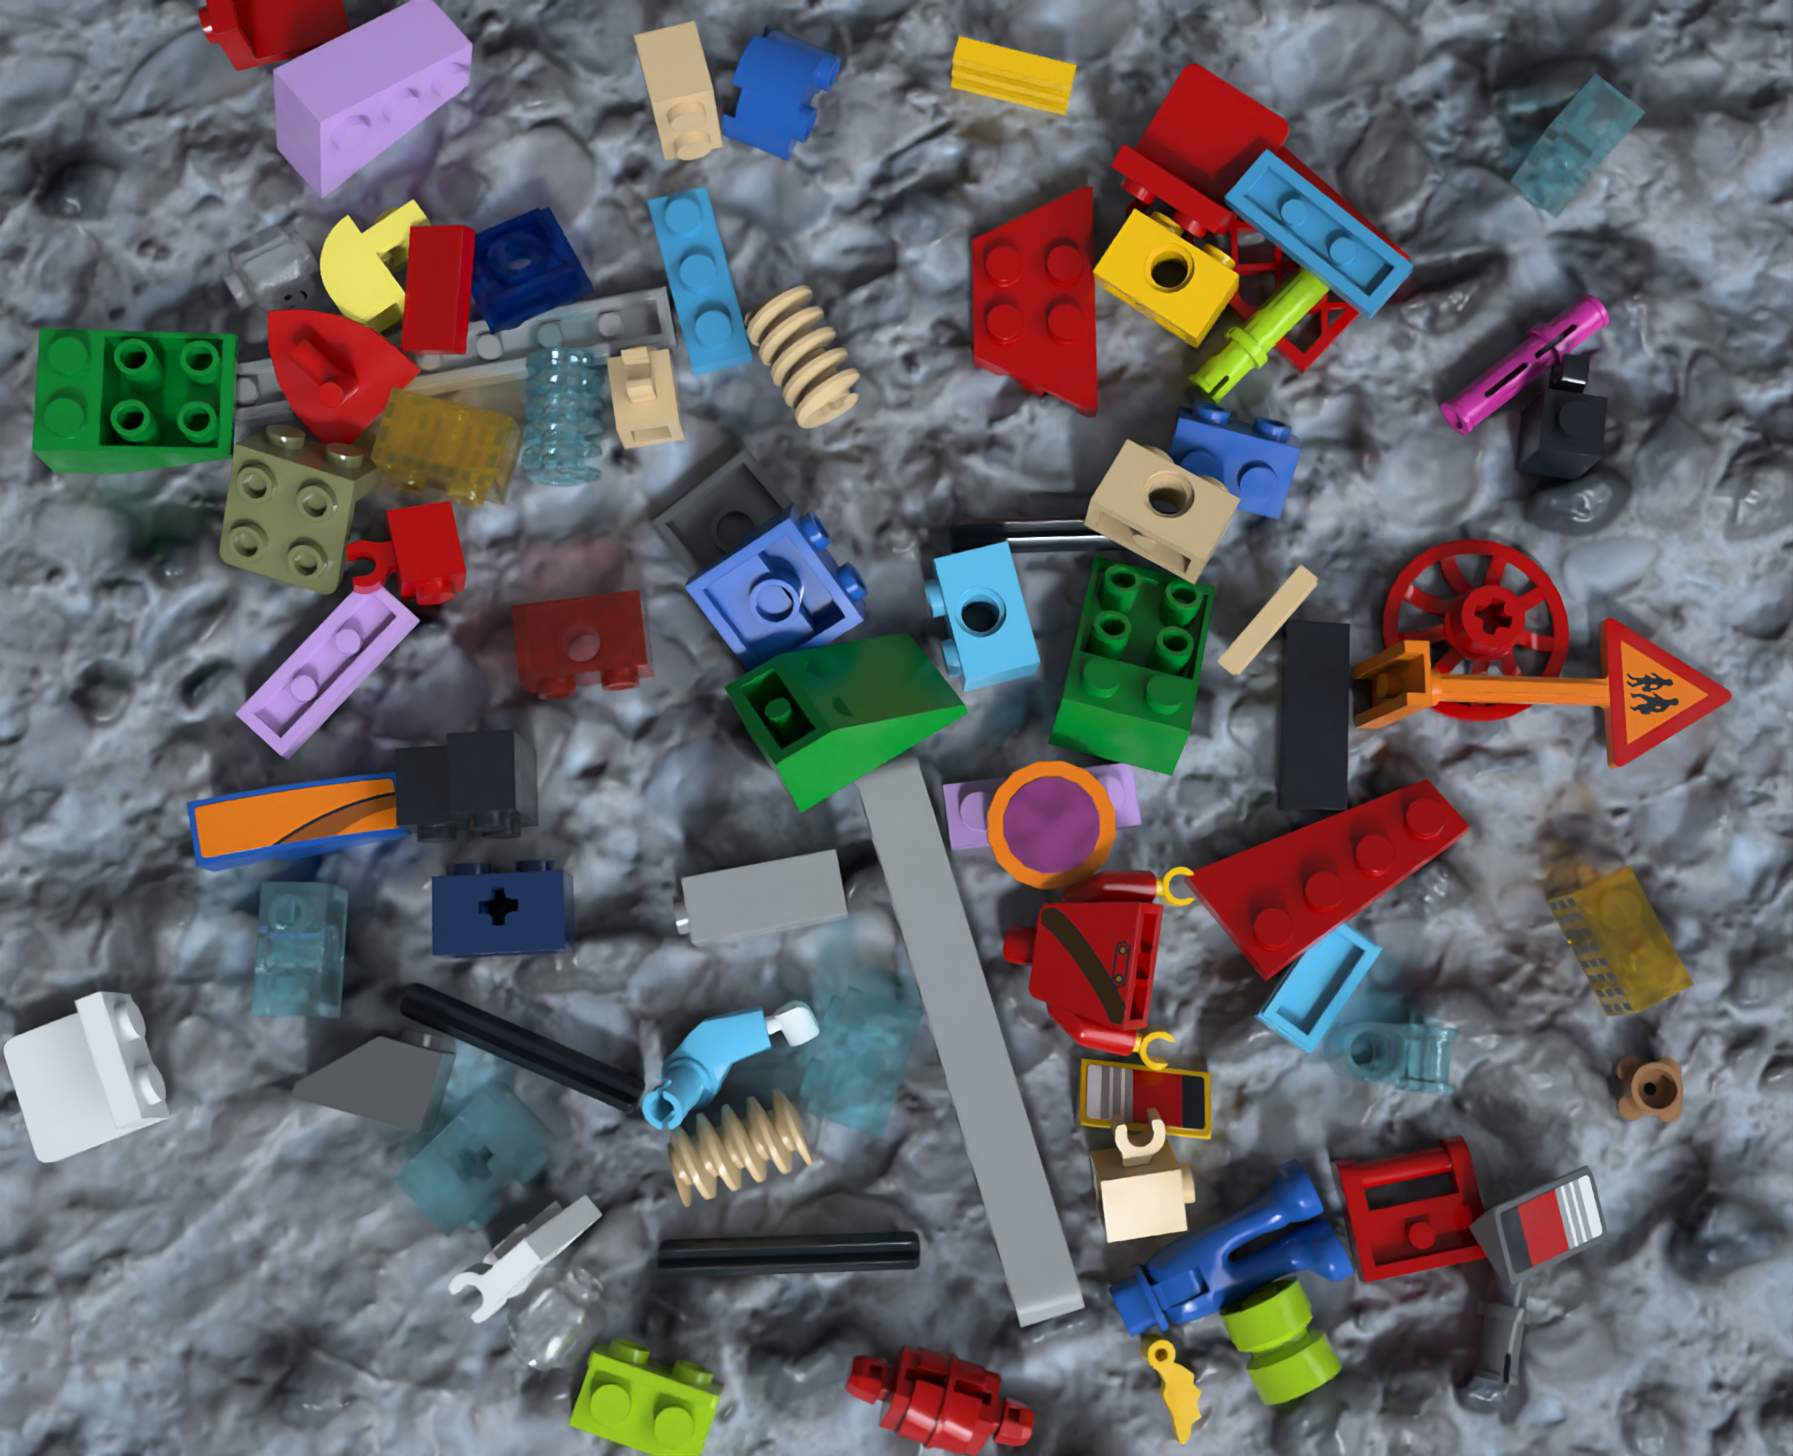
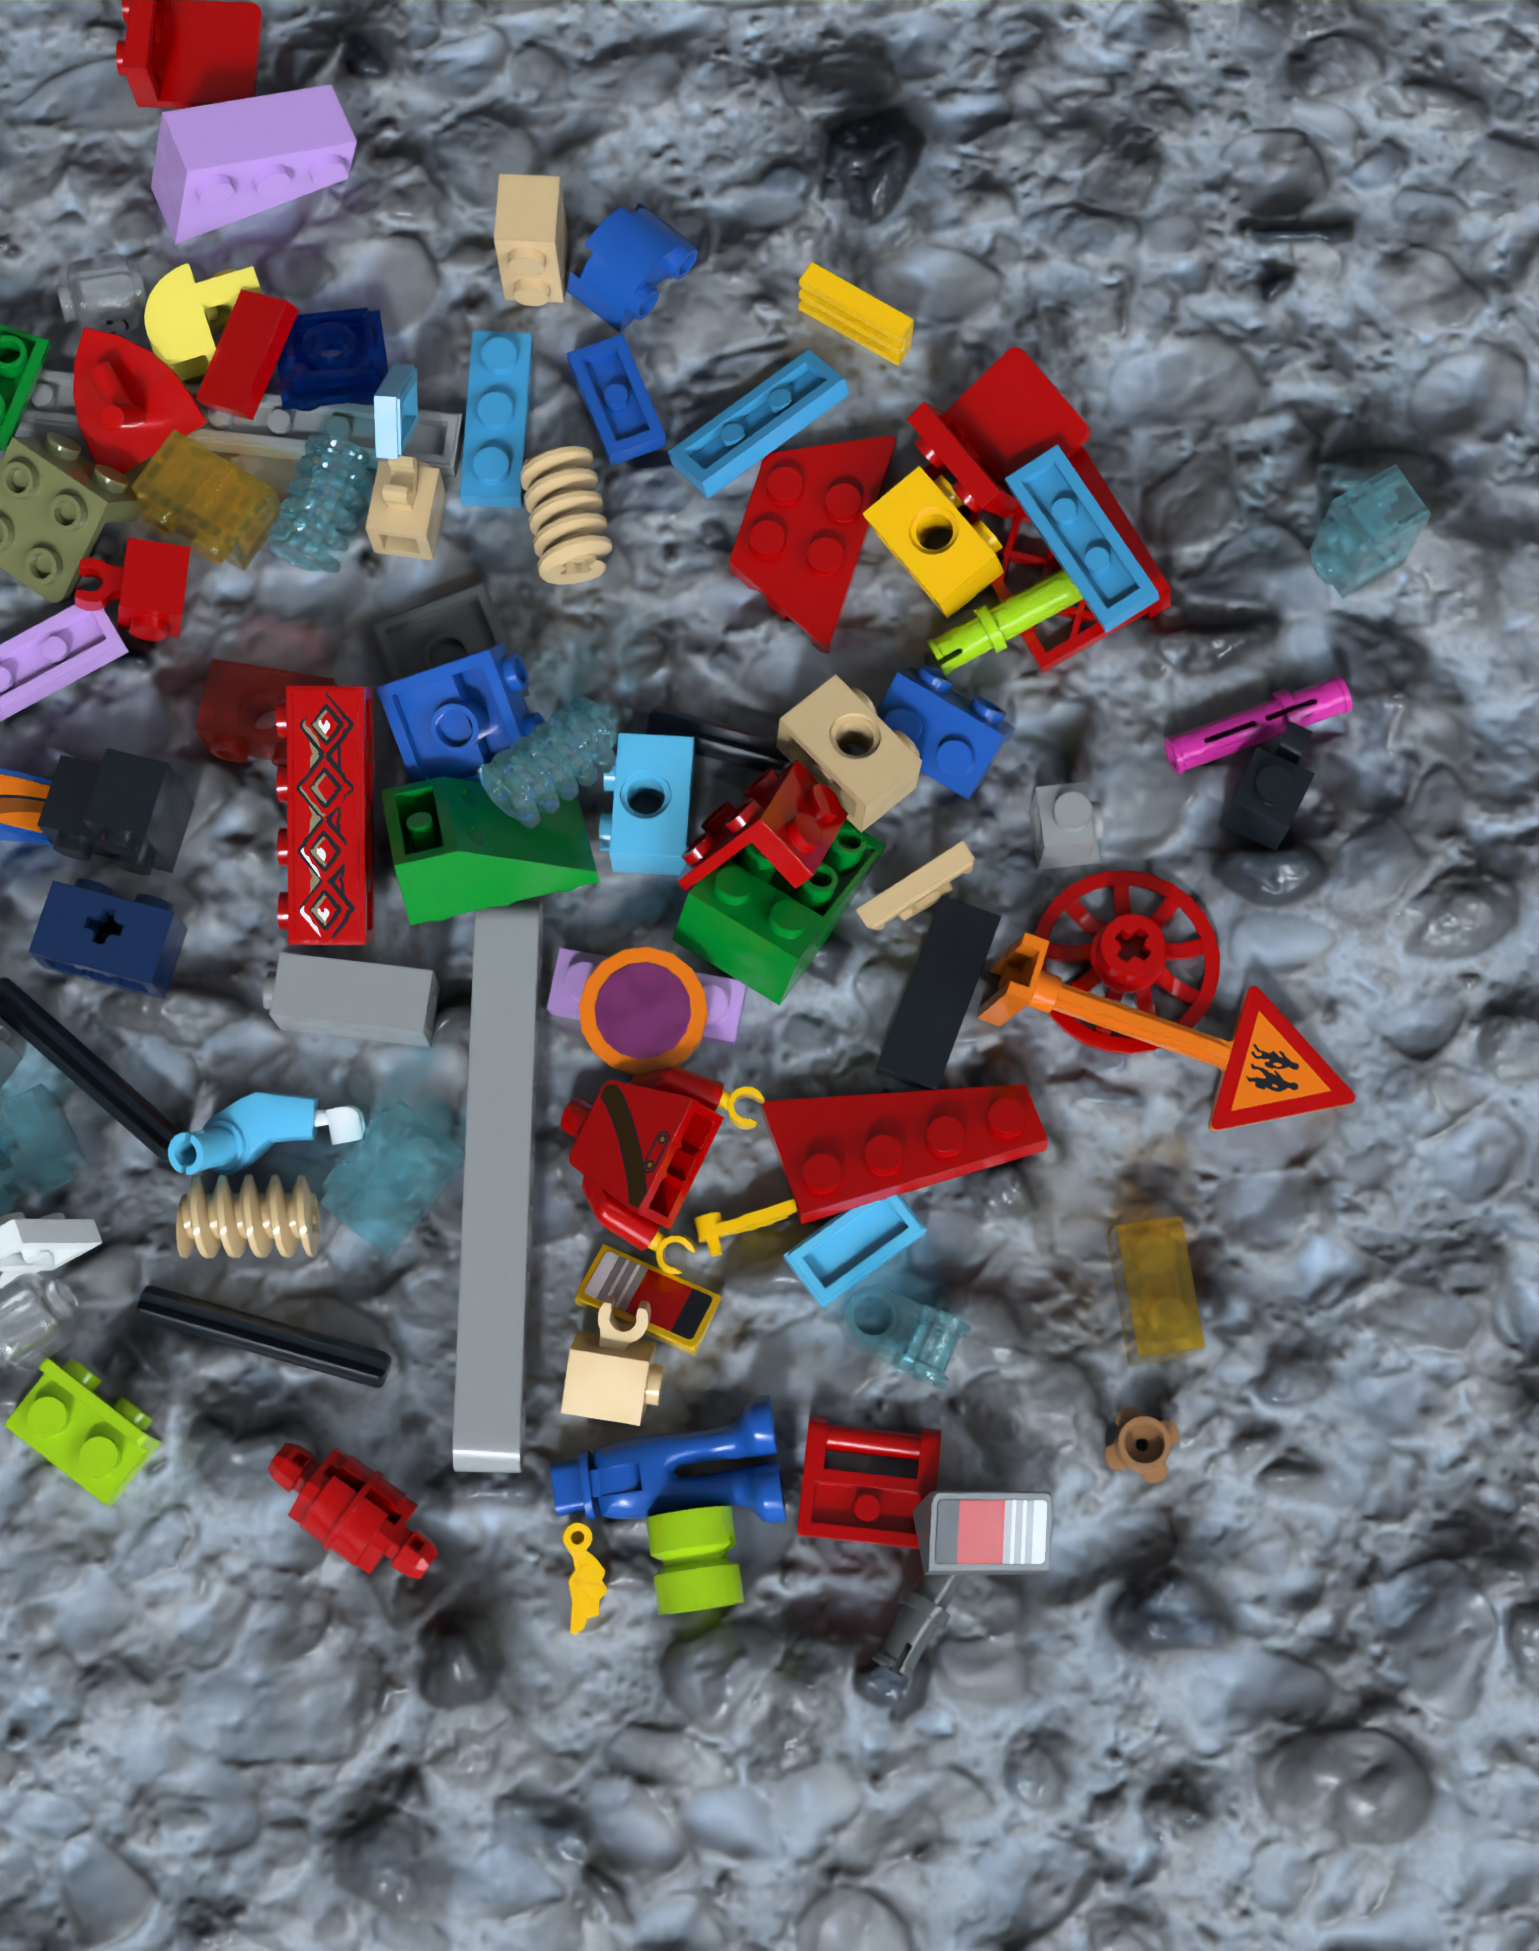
camera: 20 degrees right, 5 degrees down
(610, 305) = (396, 410): none -> medium azure tile
(682, 728) = (328, 815): none -> red brick
(811, 228) = (616, 399): none -> blue plate
(886, 610) = (551, 762): none -> clear light blue piece
(956, 211) = (758, 423): none -> dark azure plate
(1115, 593) = (784, 816): none -> red bracket
(1179, 1009) = (712, 1228): none -> yellow piece
(1390, 514) = (1065, 826): none -> light grey brick

